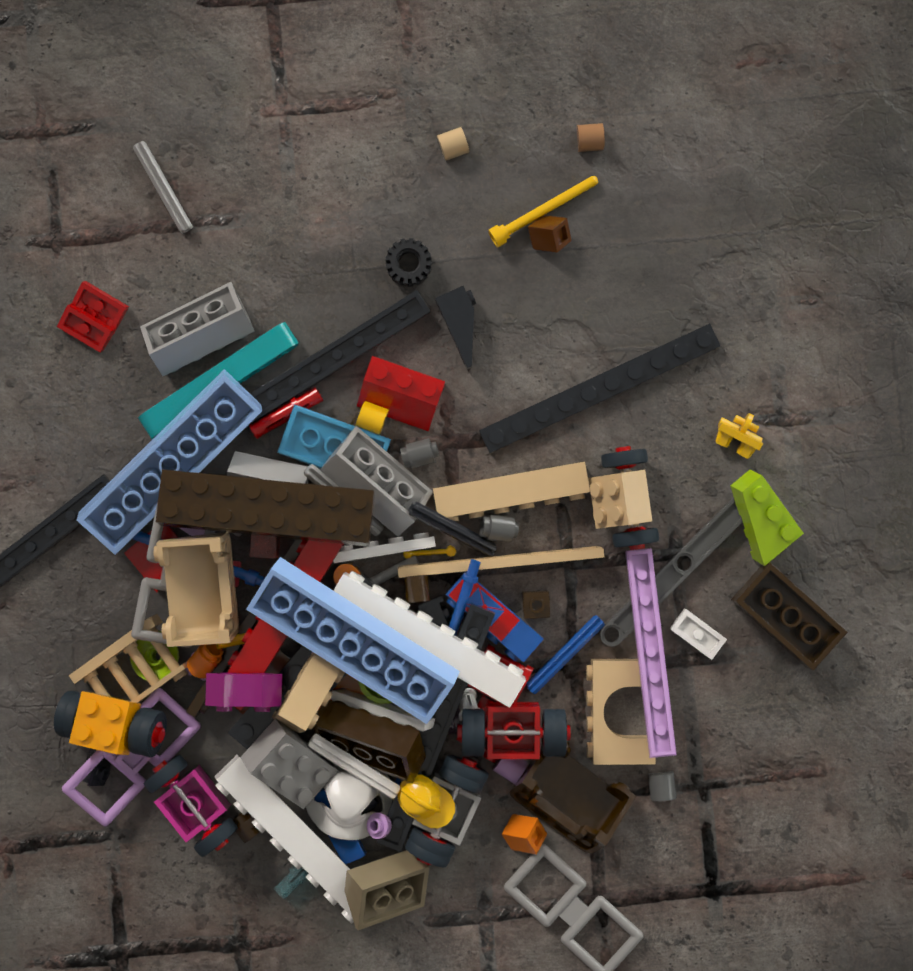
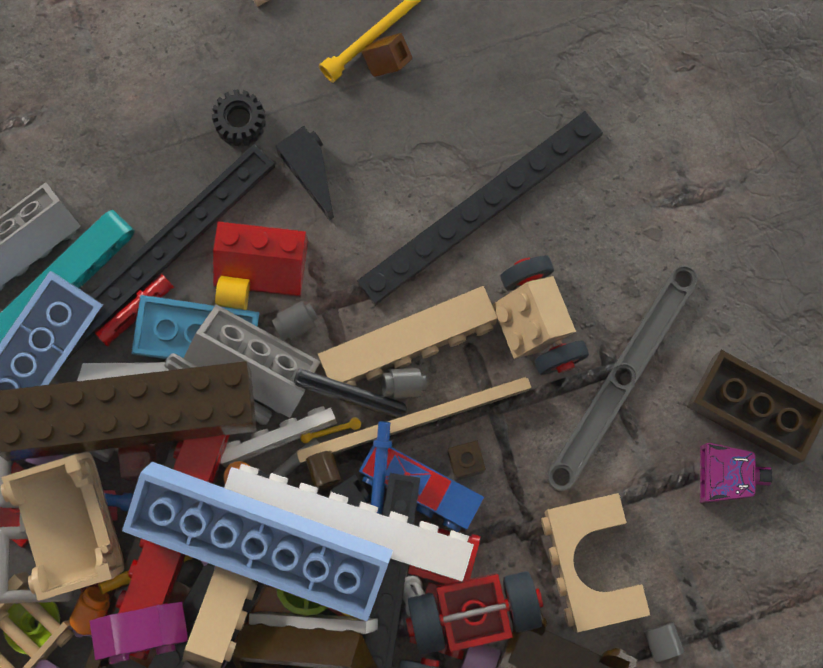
camera: 10 degrees left, 10 degrees down
(570, 649) = (513, 513): blue axle -> none
(650, 653) = (612, 487): lavender tile -> none
(698, 634) = (660, 453): white plate -> none
(749, 441) = (661, 227): yellow hips -> none
(750, 665) = (729, 473): none -> magenta torso
(764, 516) = (701, 301): lime wedge -> none

